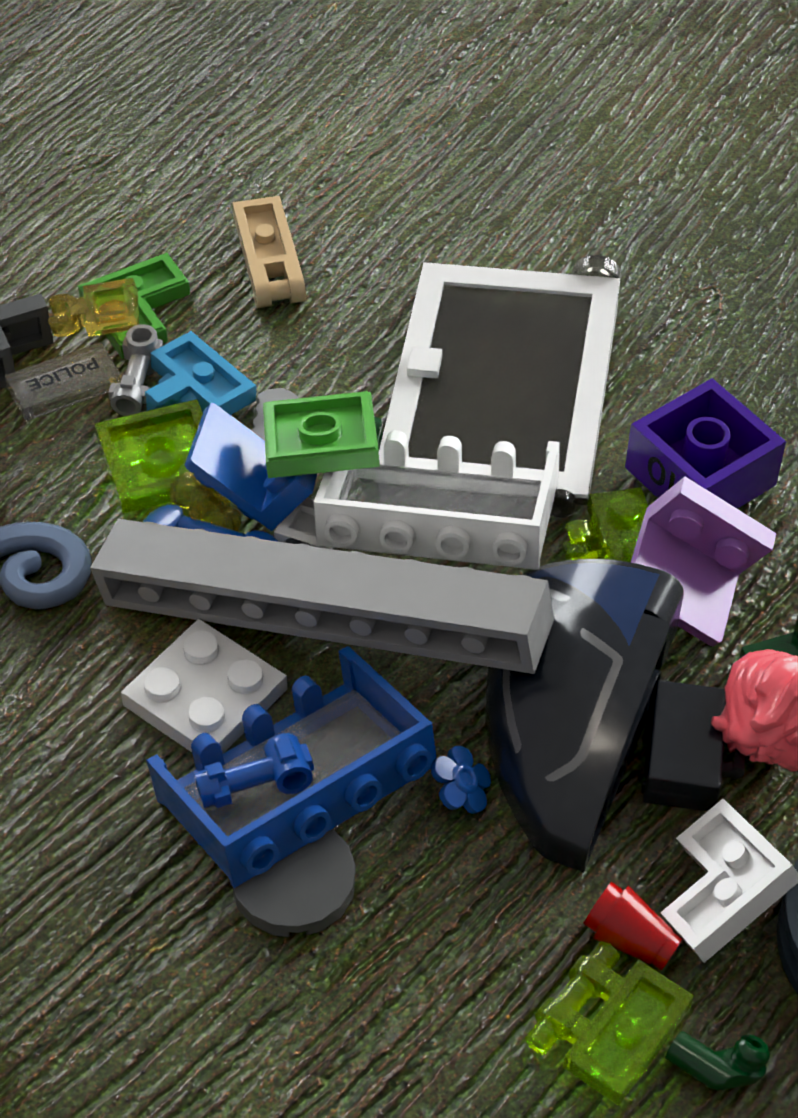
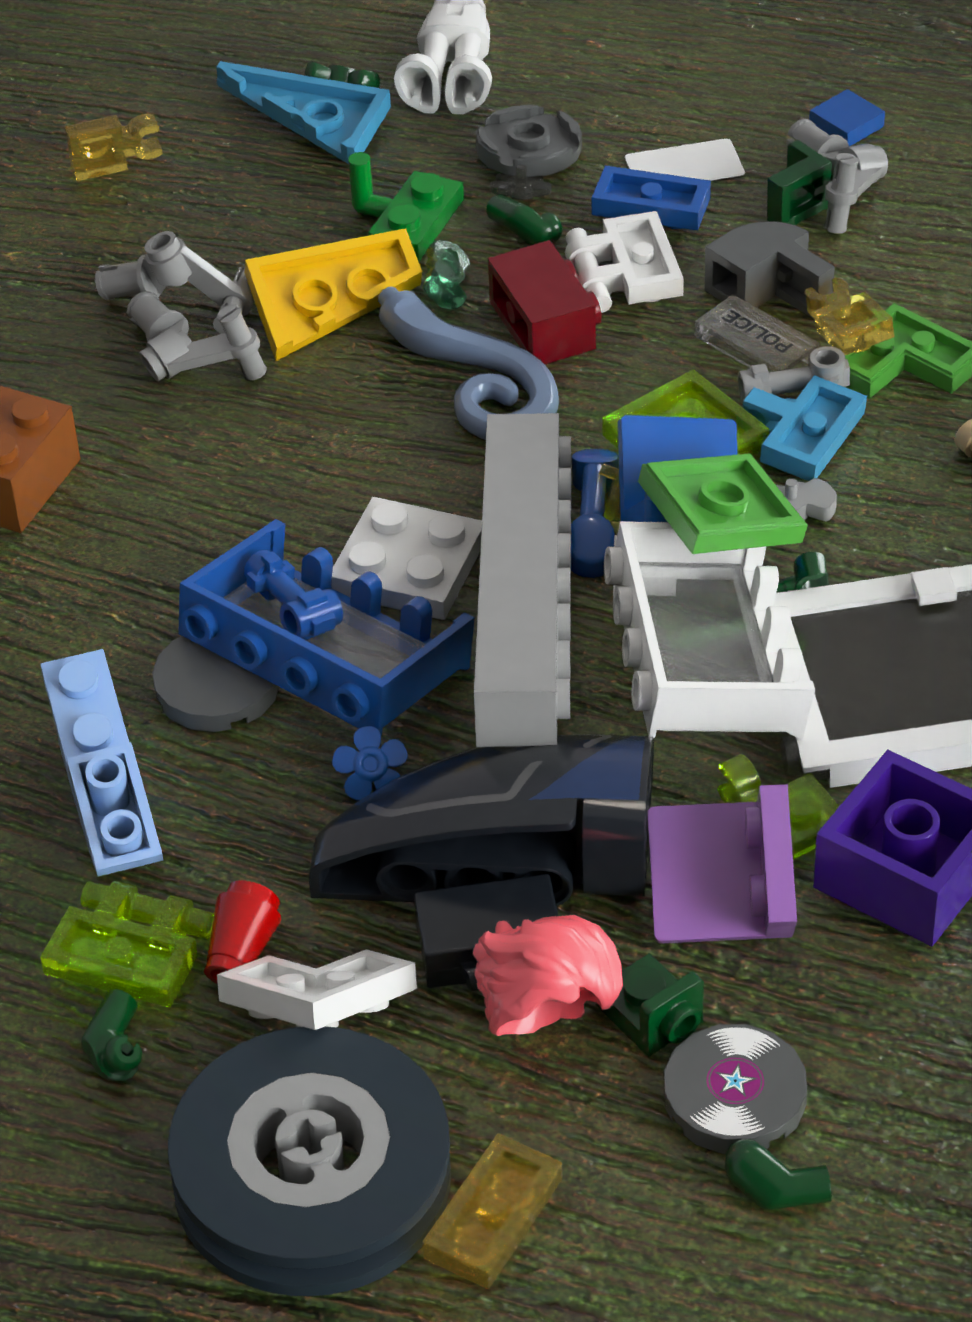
camera: 75 degrees right, 5 degrees down
(395, 997) = (100, 763): none -> light blue slope

